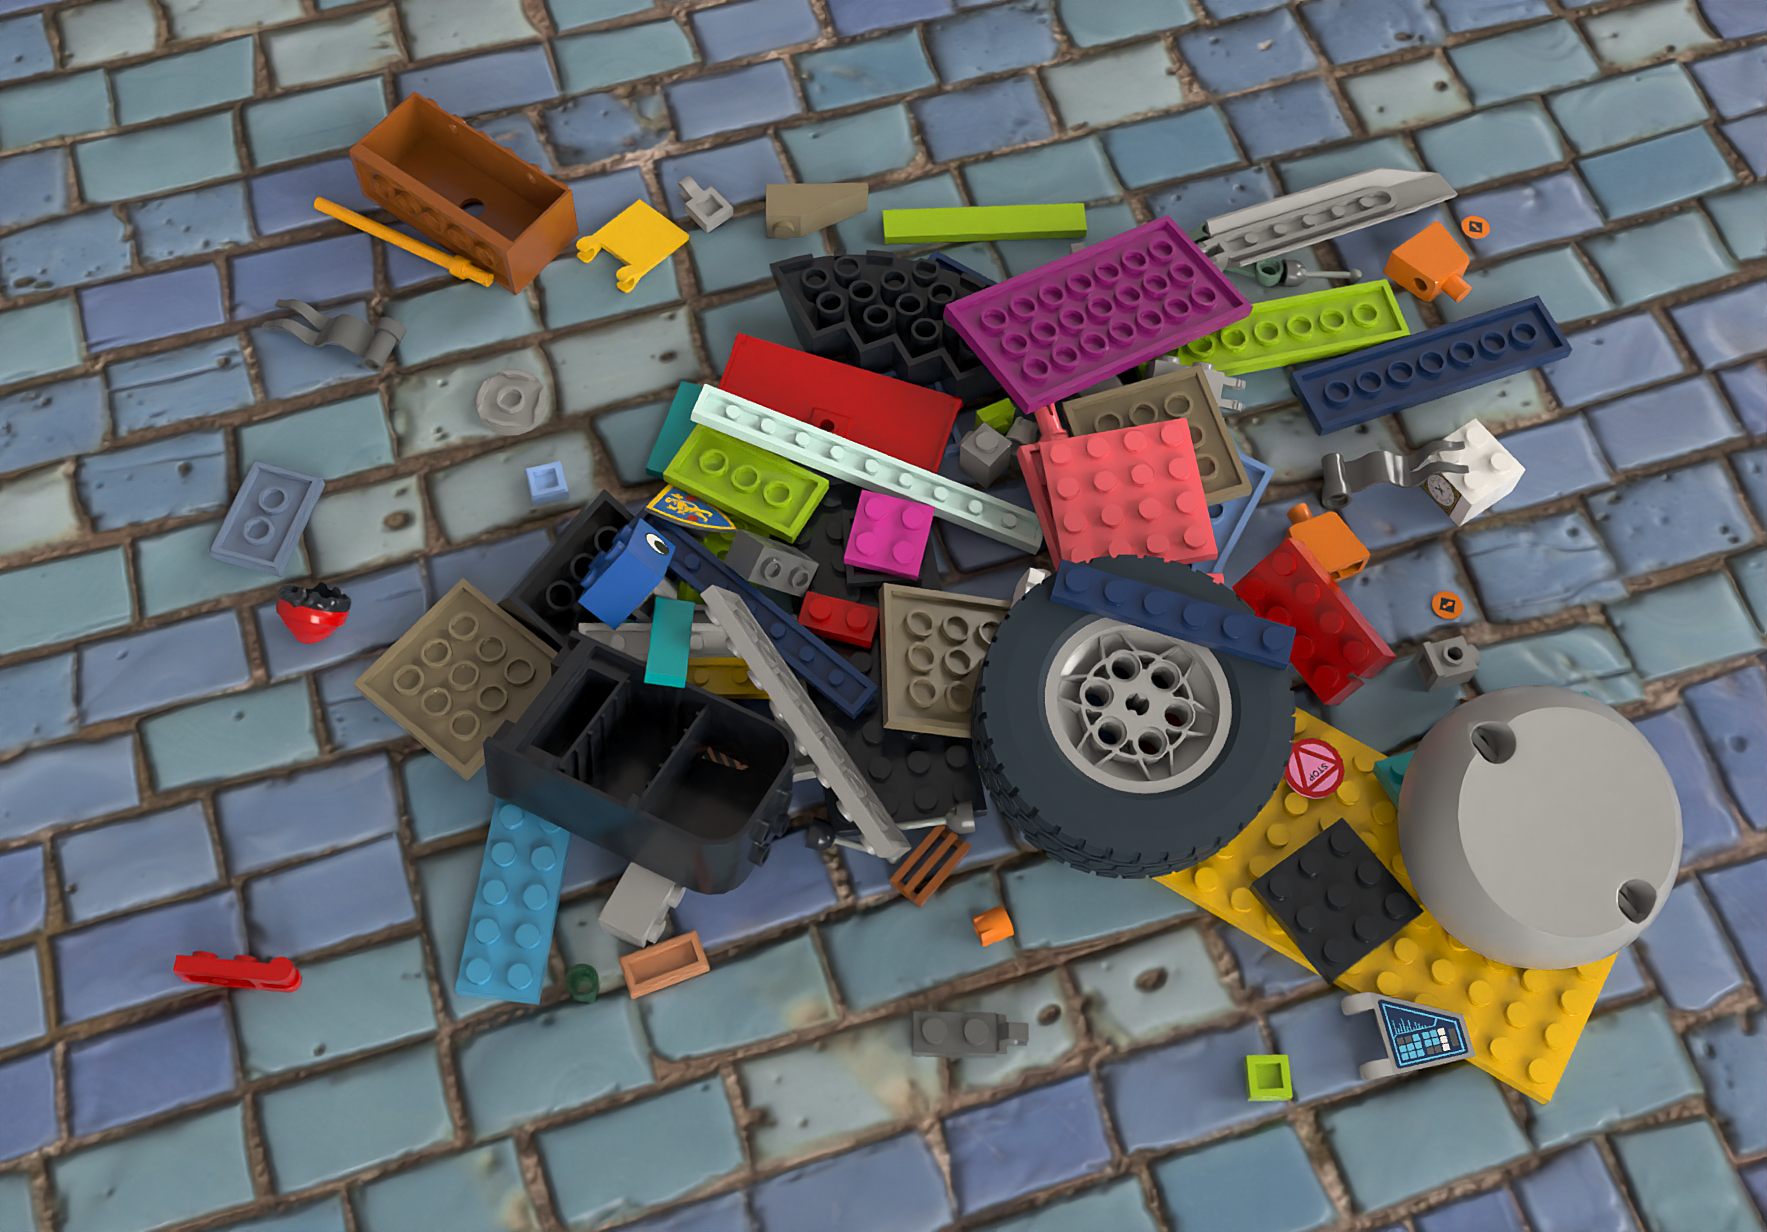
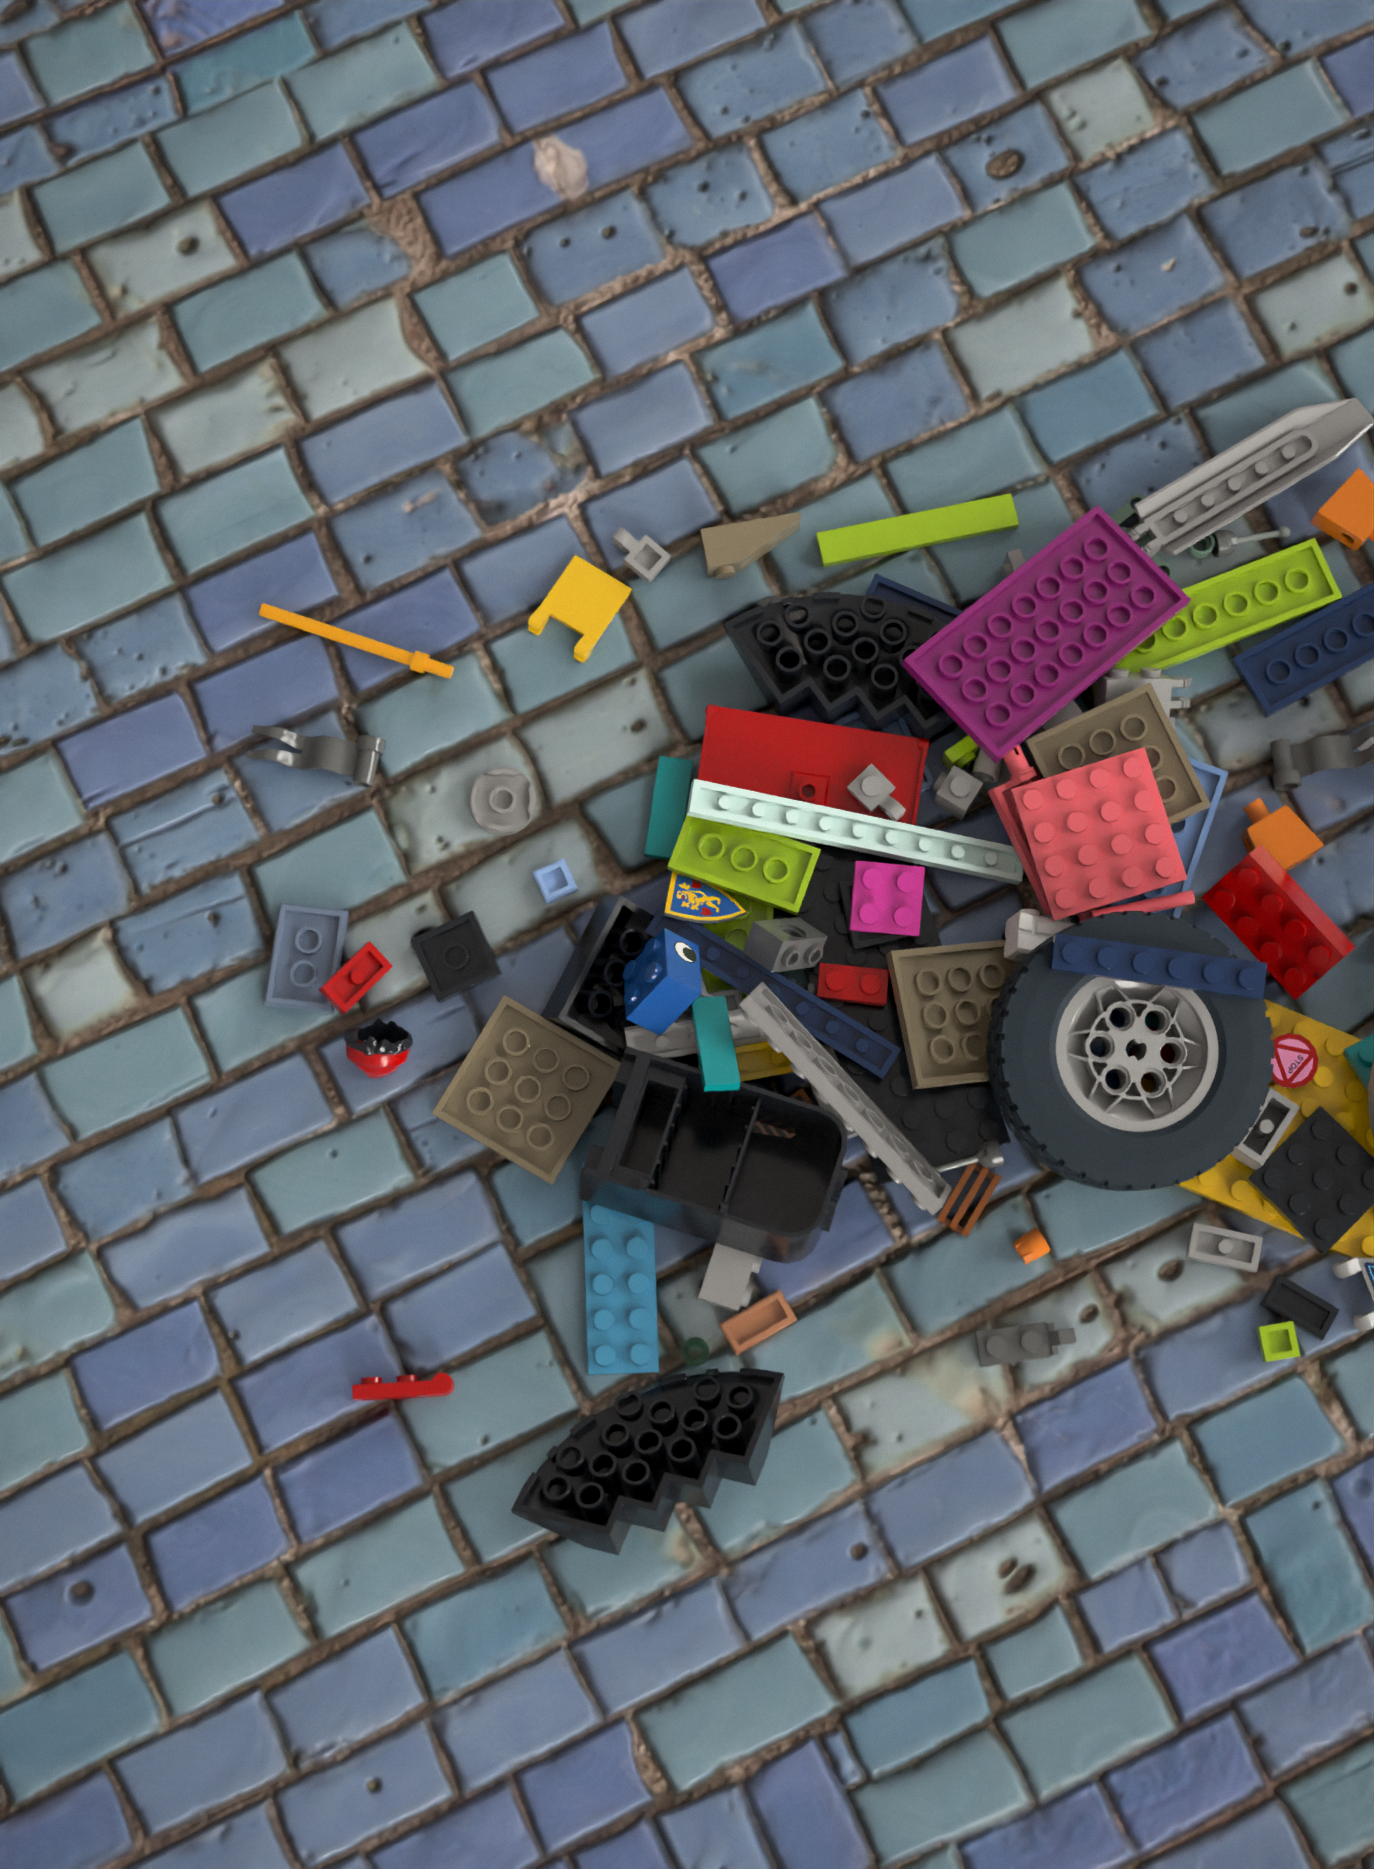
camera: 10 degrees left, 15 degrees up
(309, 539) = (355, 977): none -> red plate
(423, 537) = (456, 956): none -> black plate
(432, 164) = (367, 557): dark orange piece -> none
(504, 1094) = (651, 1453): none -> black brick
(823, 836) = (872, 1187): black hinge -> none
(897, 436) = (873, 791): none -> light grey plate
(1215, 961) = (1224, 1247): none -> light grey plate
(1273, 828) = (1266, 1131): none -> light grey brick
(1306, 1048) = (1300, 1306): none -> black tile

